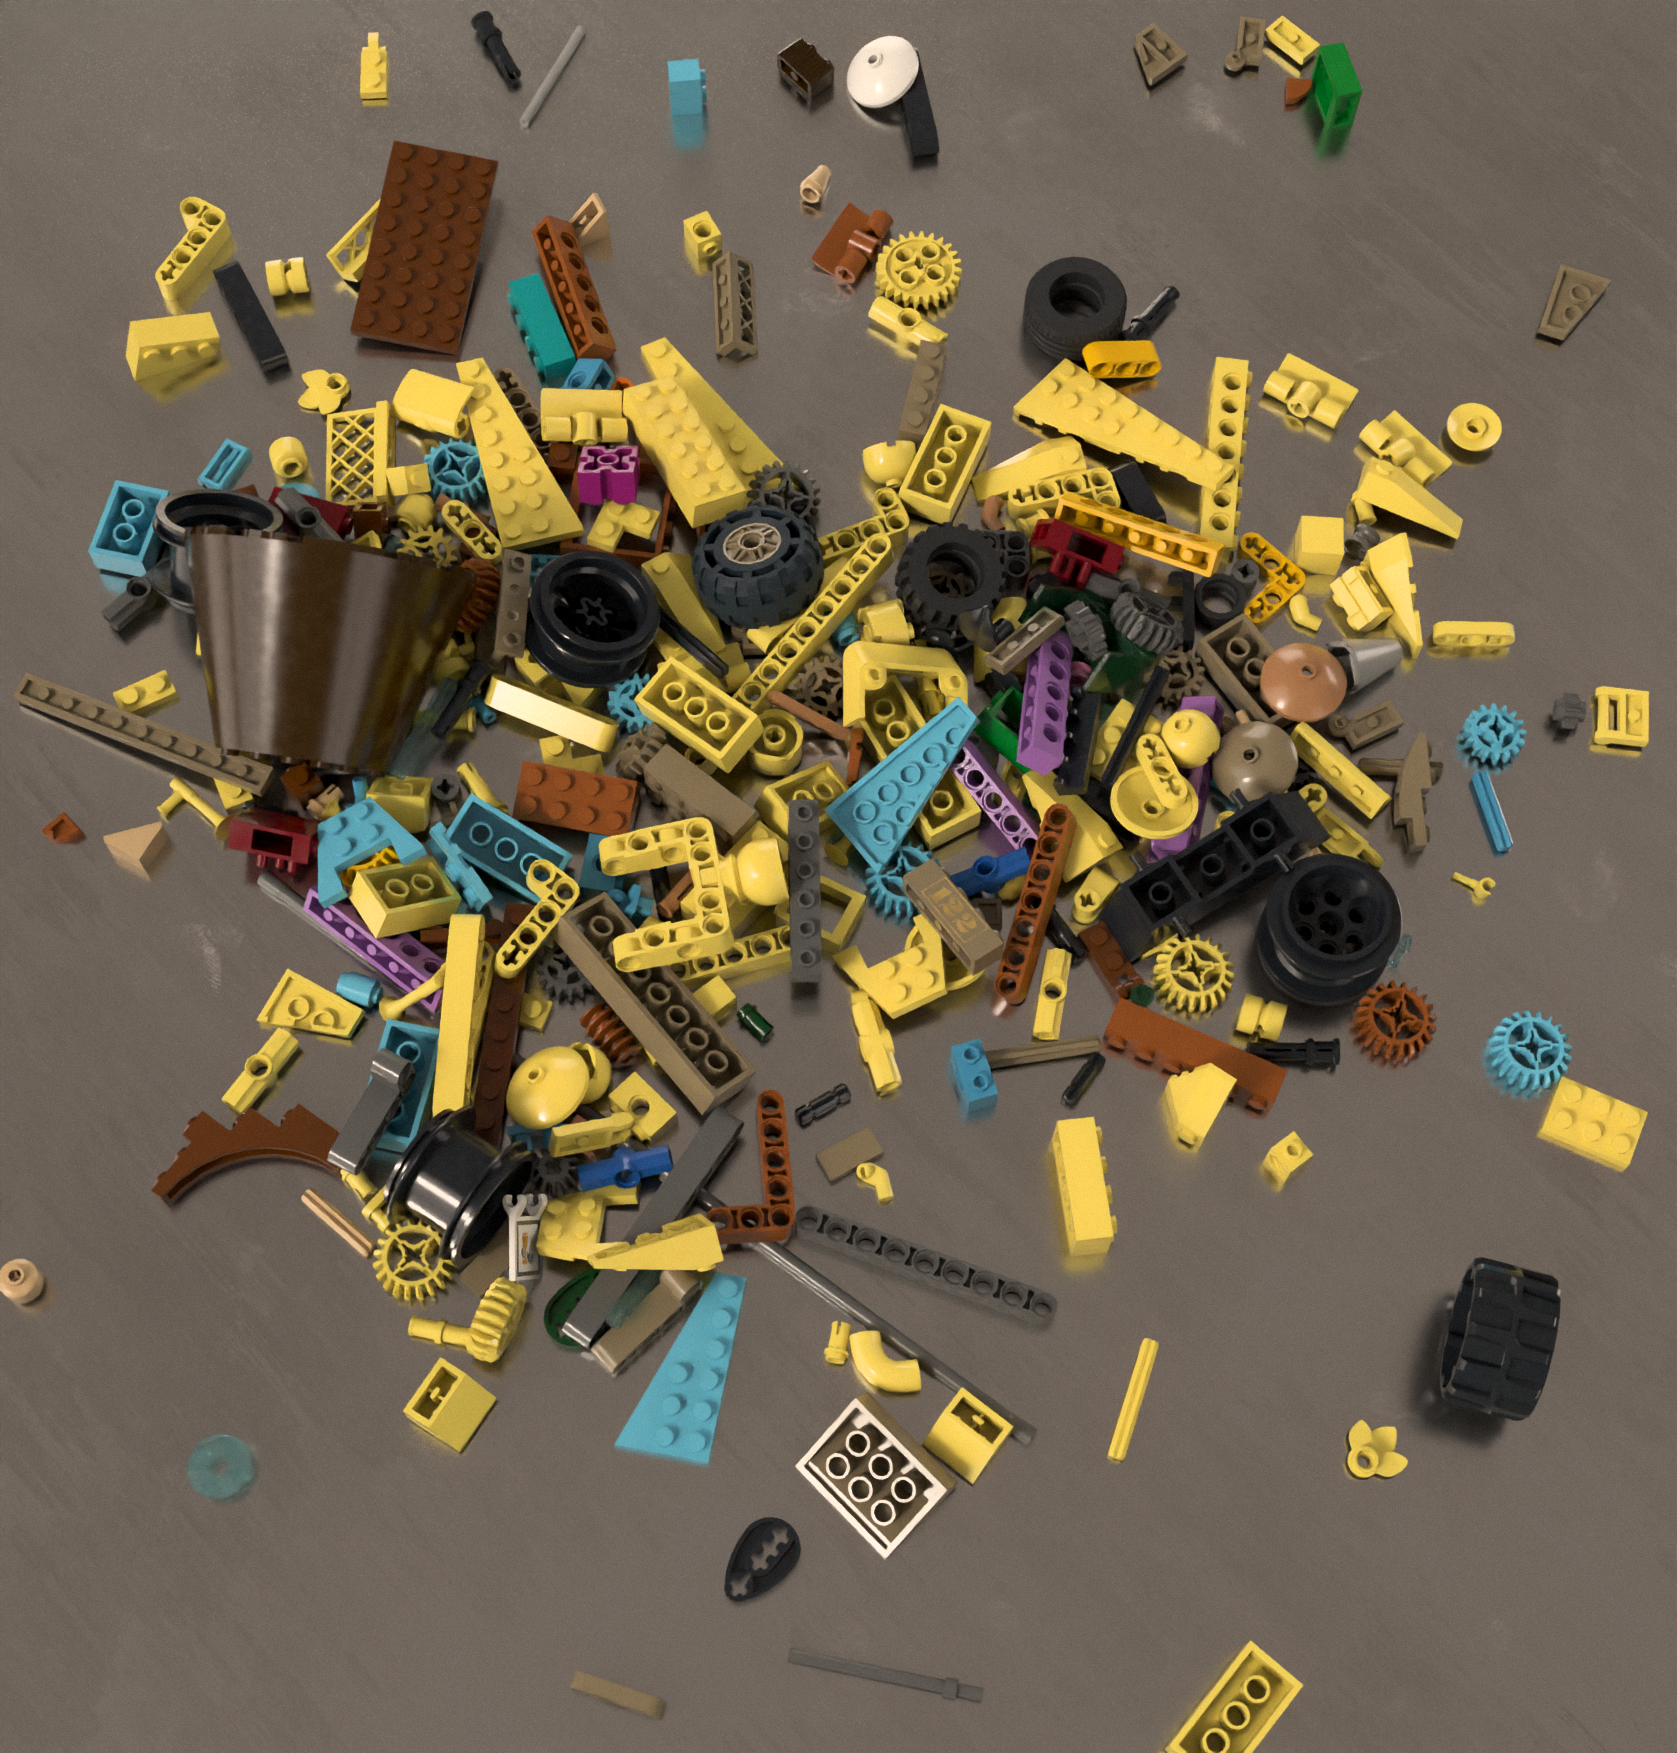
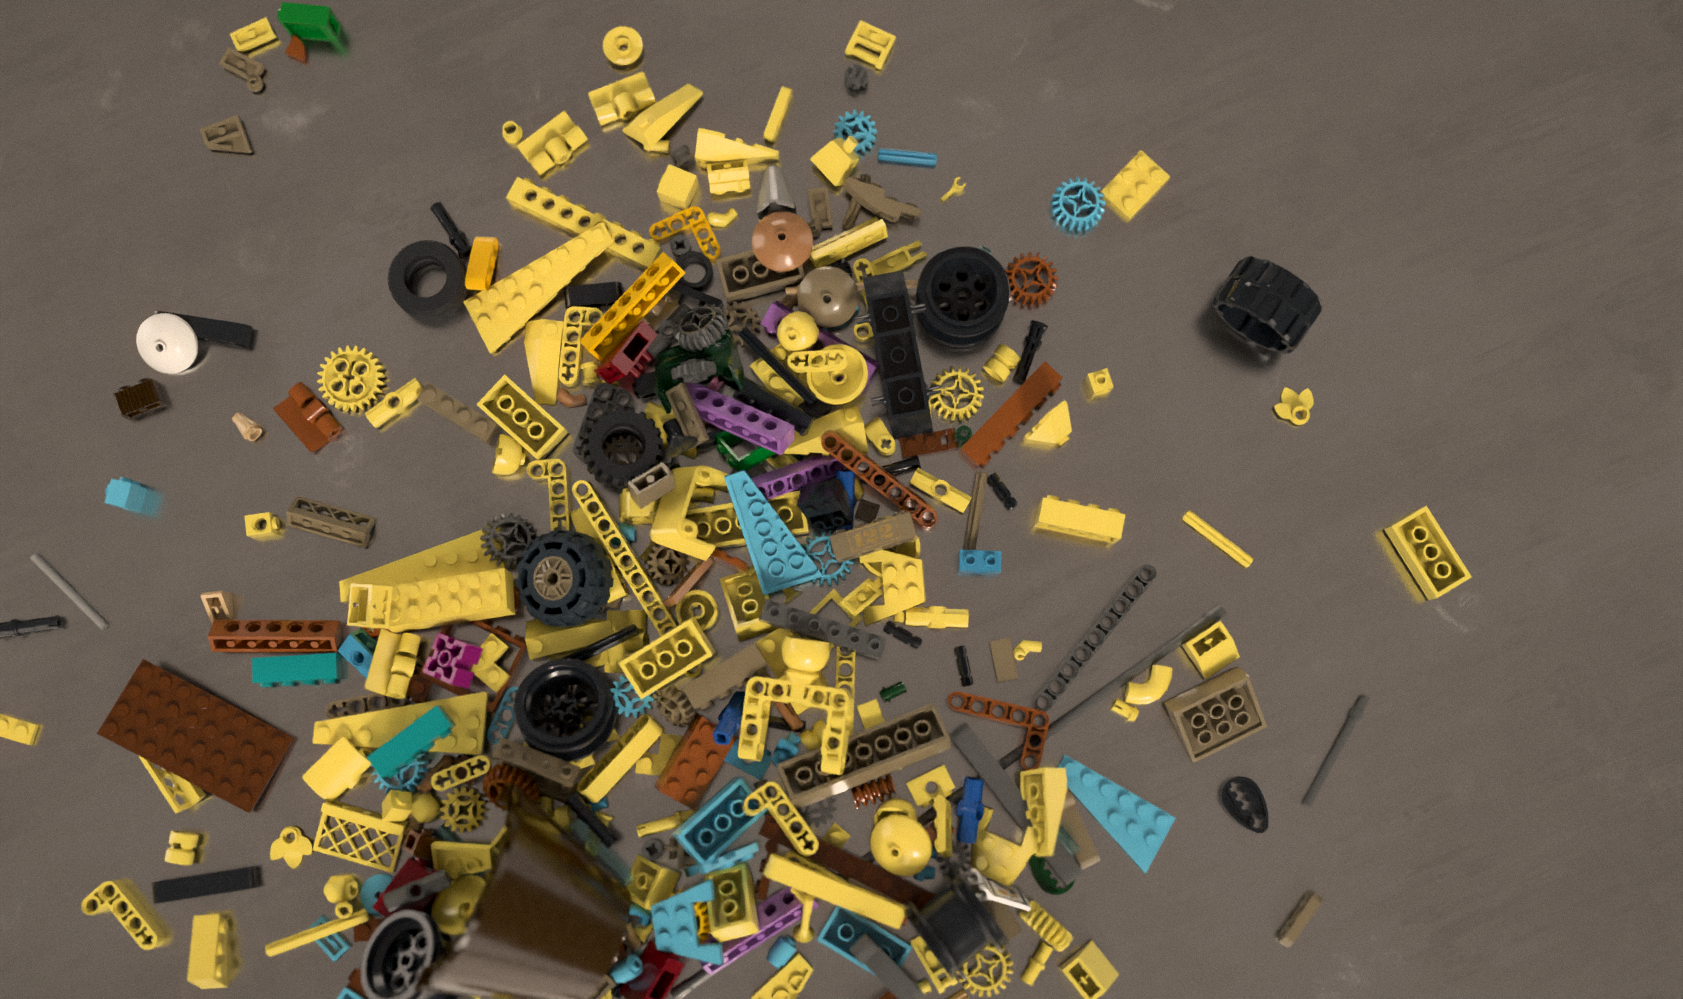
camera: 70 degrees left, 15 degrees up
(227, 447) = (316, 933): none -> light yellow axle
(263, 462) = (343, 910): none -> light yellow axle
(282, 801) = (626, 969): none -> medium azure brick
(492, 460) = (411, 741): none -> teal brick
(636, 814) = (729, 719): none -> blue piece
(650, 367) = (365, 598): none -> light yellow window
(836, 1010) = (902, 635): none -> black axle
(866, 933) = (862, 596): none -> light yellow hinge
(914, 620) = (651, 485): none -> dark tan brick
(972, 844) = (825, 505): none -> black slope
(1301, 348) = (513, 138): none -> light yellow piece
(1445, 719) = (837, 159): none -> light yellow torso

